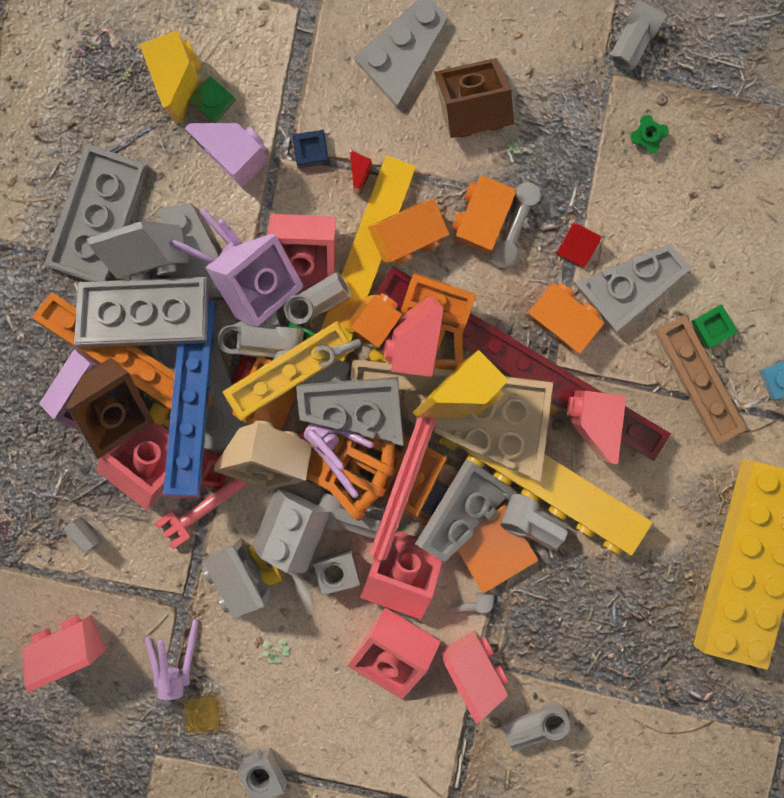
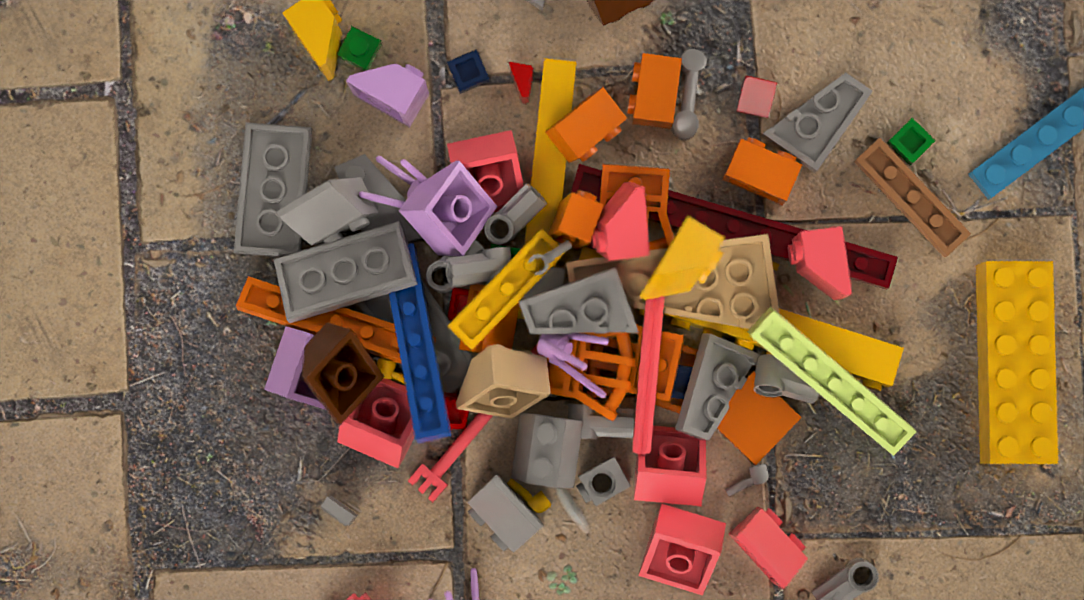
camera: 15 degrees left, 5 degrees down
(574, 535) = (831, 381): none -> yellowish green plate

